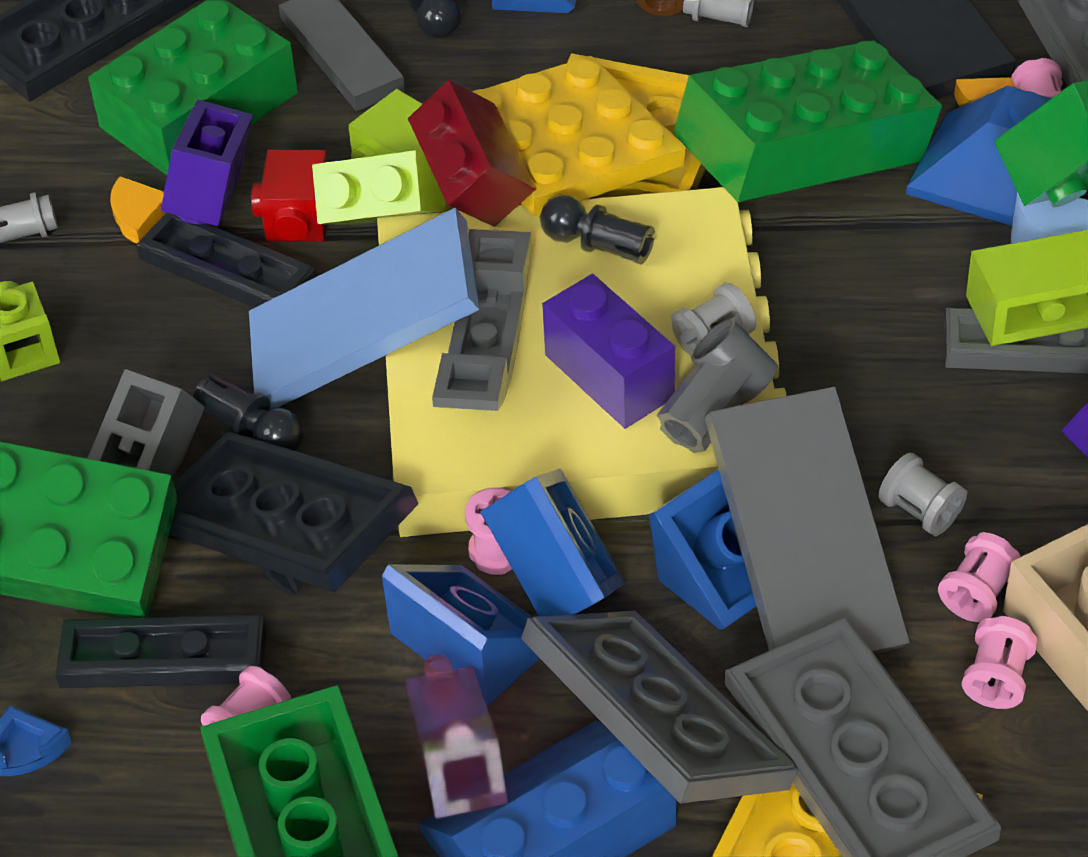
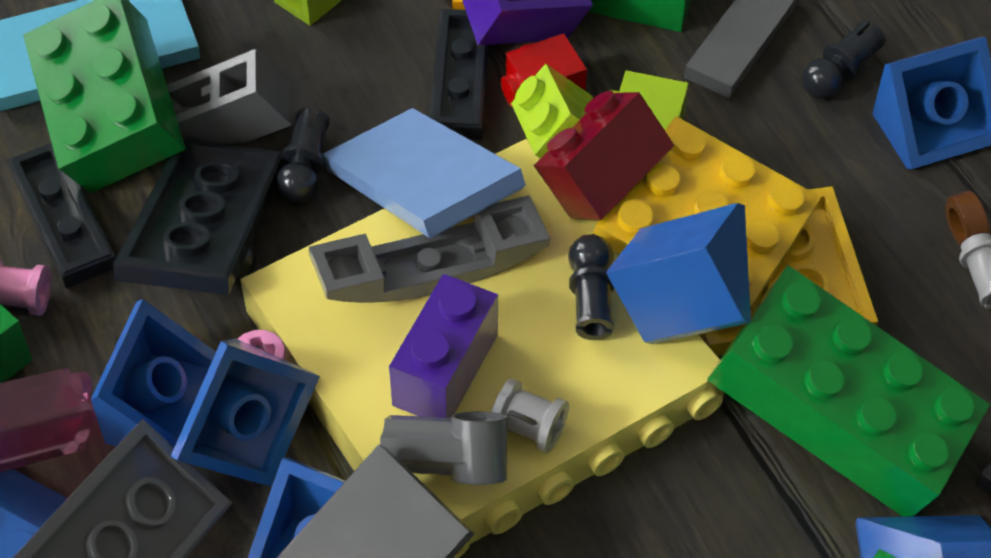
camera: 60 degrees right, 5 degrees up
(652, 141) = (686, 275): none -> blue slope

